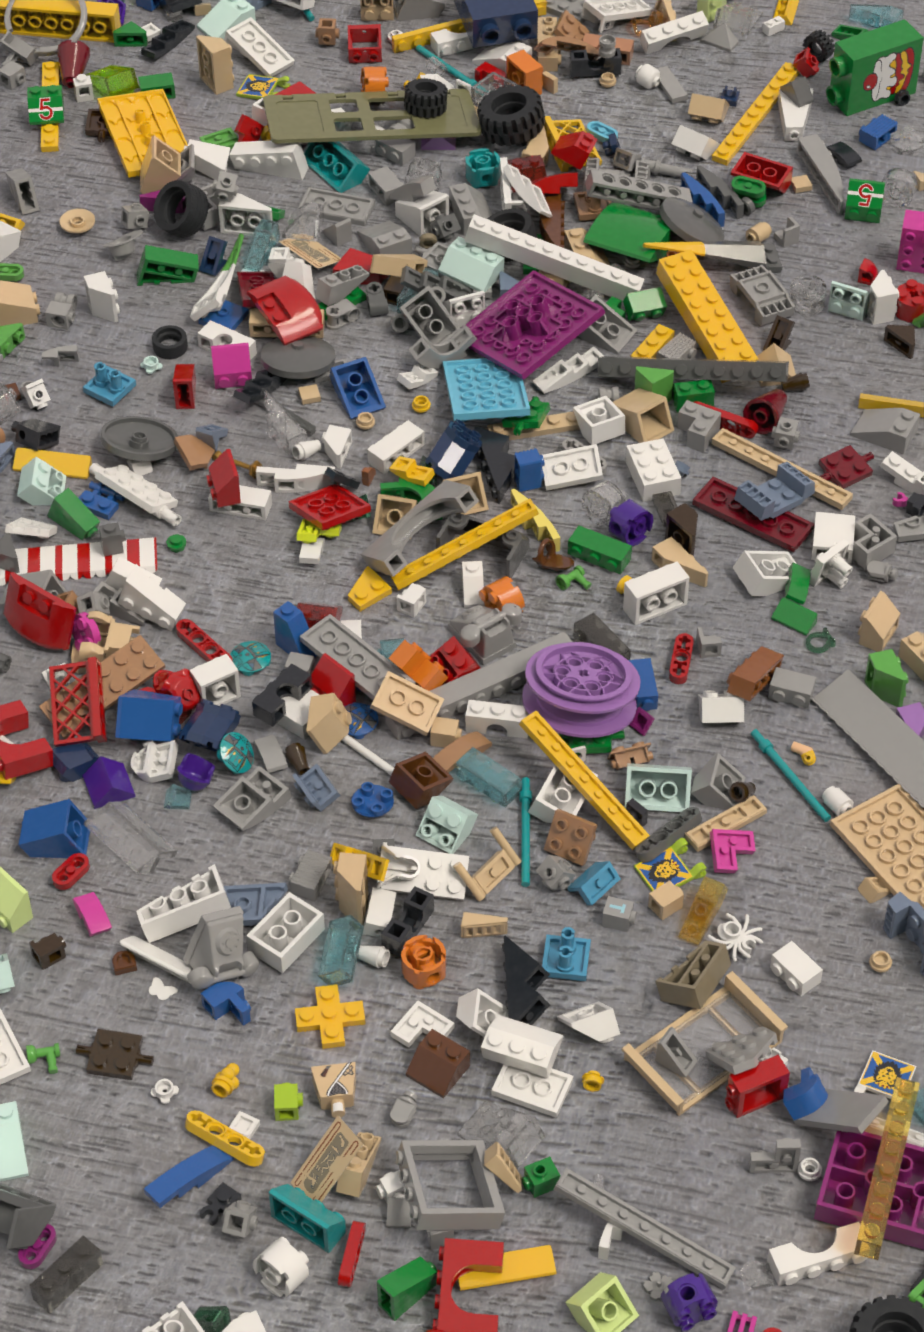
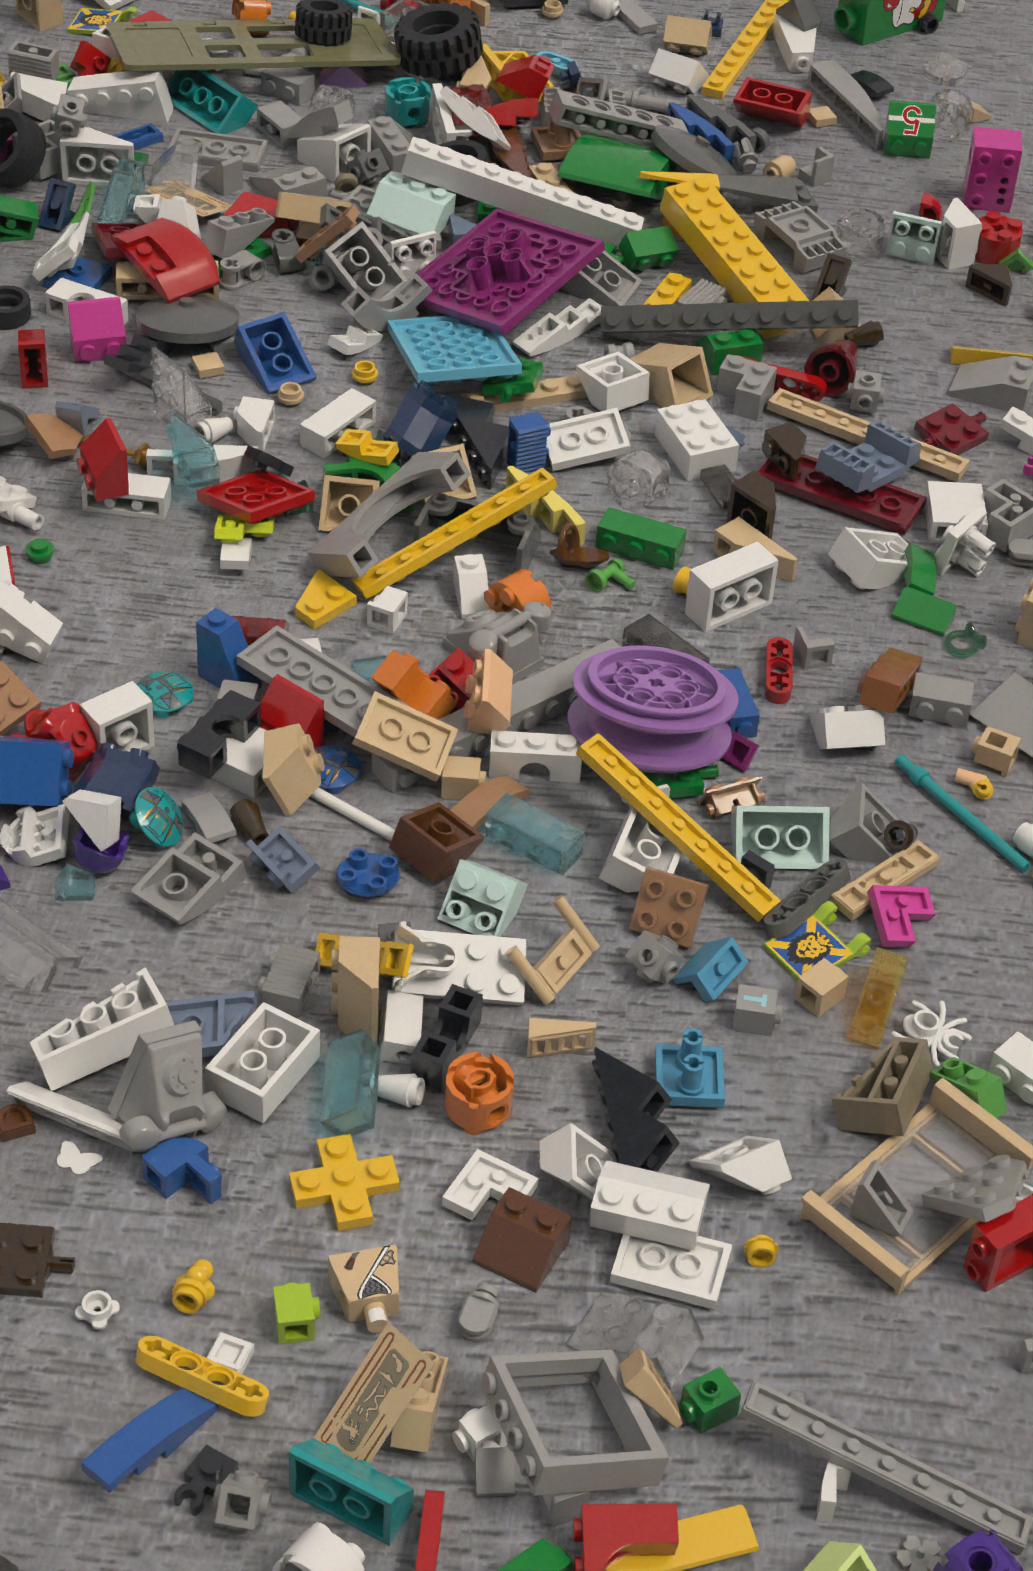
camera: 10 degrees left, 5 degrees down
(193, 752) = (97, 815): none -> white slope
(202, 647) = (77, 663): red beam -> none
(206, 129) = (33, 60): none -> light grey brick
(278, 194) = (142, 136): none -> blue tile
(289, 473) = (195, 454): none -> clear light blue slope
(367, 475) = (303, 459): dark orange tile -> none
(404, 292) = (328, 235): none -> medium nougat plate
(468, 675) = (489, 694): none -> light nougat slope
(525, 798) = (591, 861): teal bar -> none
(630, 522) = (679, 501): dark purple brick -> none
(655, 380) = (680, 329): bright green slope -> none
(716, 481) = (785, 448): none -> dark brown slope
(734, 220) = (745, 155): none -> light grey arm
(750, 188) = (761, 116): green brick -> none
(754, 977) = (976, 1083): none -> bright green slope
(823, 729) = (996, 750): none -> tan brick
(877, 131) = (906, 59): blue brick -> none

